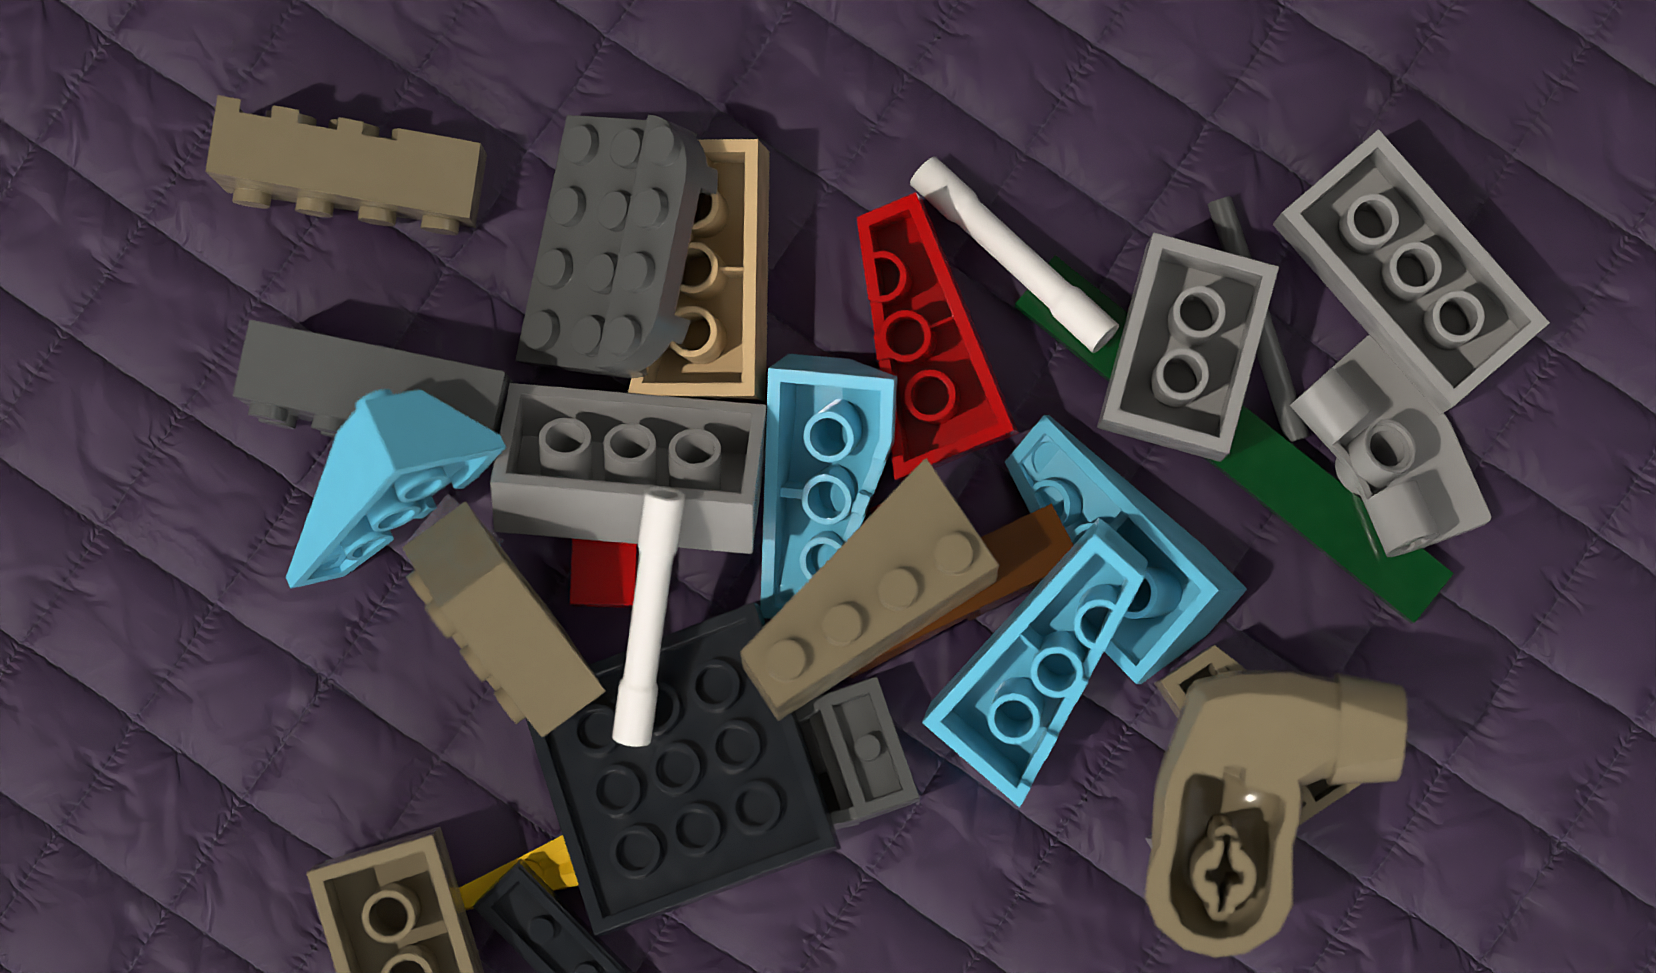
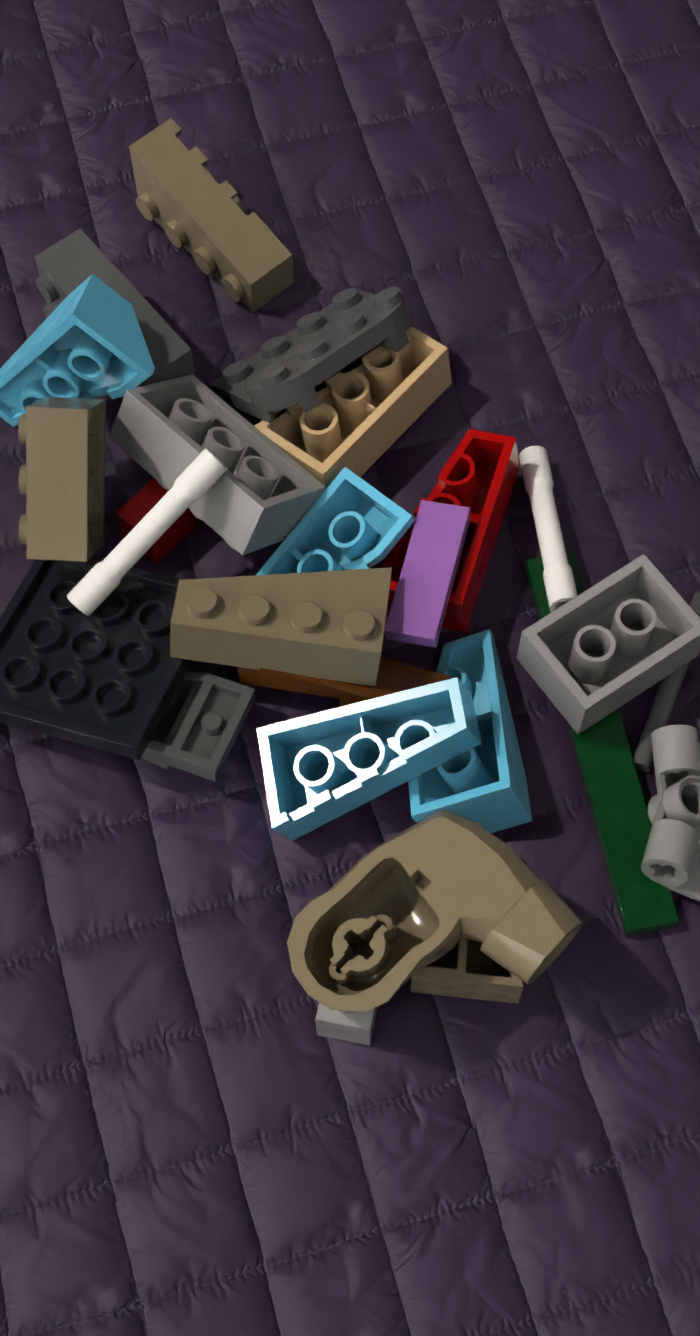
camera: 40 degrees right, 20 degrees down
(955, 423) = (428, 573): none -> medium lavender tile

